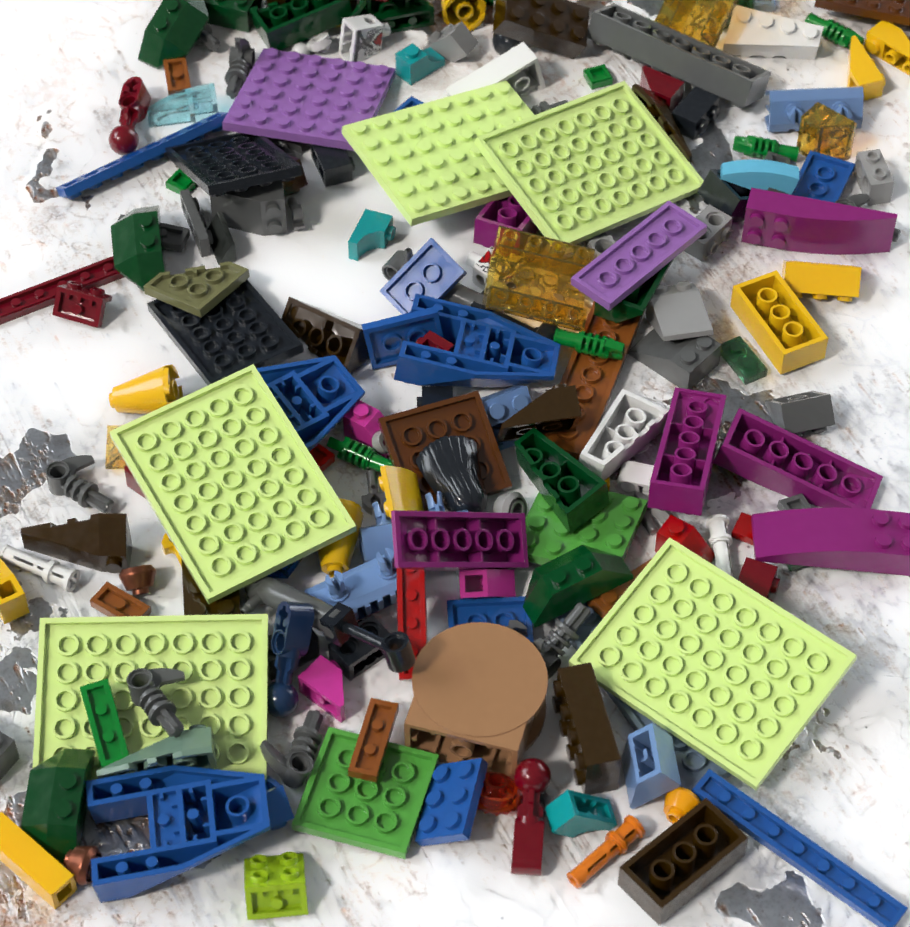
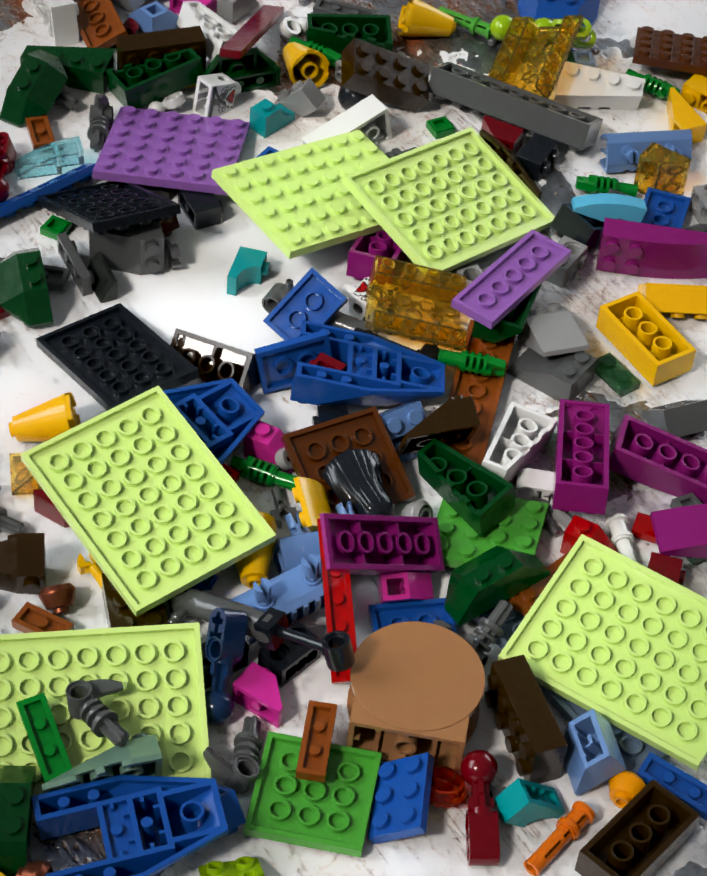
camera: 10 degrees left, 5 degrees down
(197, 288) = (85, 322): olive plate -> none

